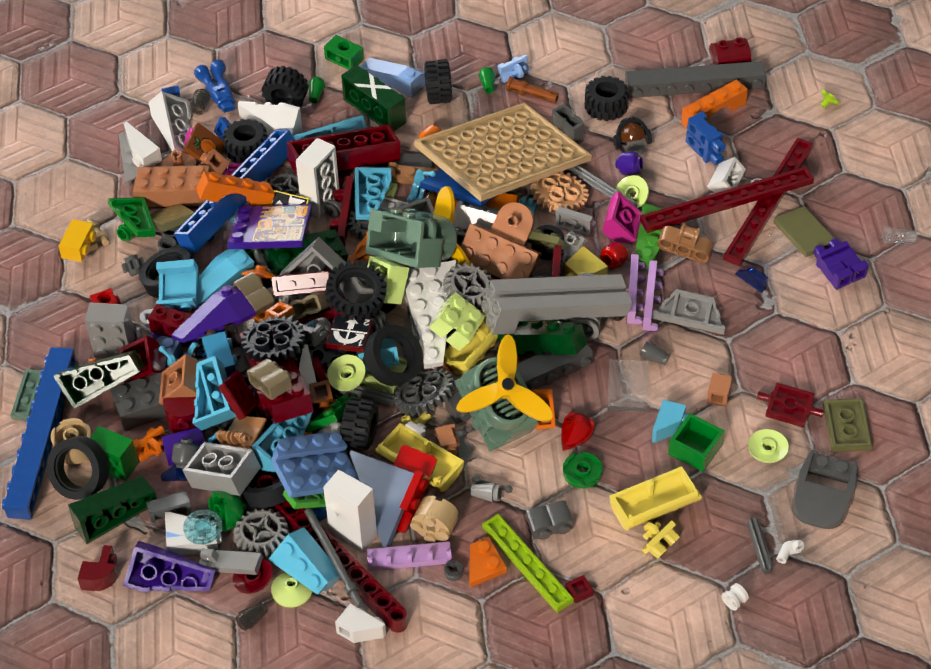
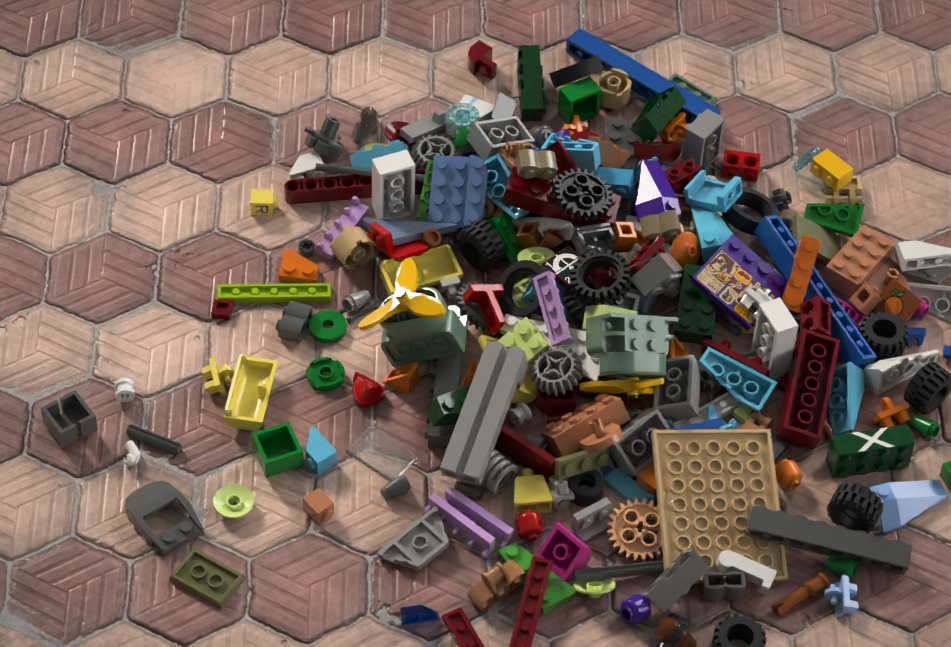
camera: 120 degrees right, 0 degrees up
(70, 267) = (806, 158): none -> clear light blue wheel
(162, 570) = (461, 82): dark purple wedge -> none
(274, 164) = (816, 316): none -> dark red brick
(276, 606) = (362, 132): none -> clear smoke brick
(290, 201) = (754, 298): none -> white hips
(314, 623) = (325, 140): none -> dark grey piece
(317, 104) = (889, 411): none -> orange hips
(386, 454) = (431, 238): none -> dark orange tile
(411, 311) = (552, 309): none -> lavender hinge
(430, 373) = (486, 297): none -> red bracket
(430, 634) = (263, 202): none -> light yellow brick
(479, 86) = (828, 539): none -> dark grey brick
(529, 488) = (328, 317): none -> green tile
(542, 112) = (754, 571): none -> white leg
(591, 139) = (676, 580): none -> light grey wedge
(790, 405) = (260, 547): dark red plate -> none
(805, 614) = (74, 421): none -> dark grey piece

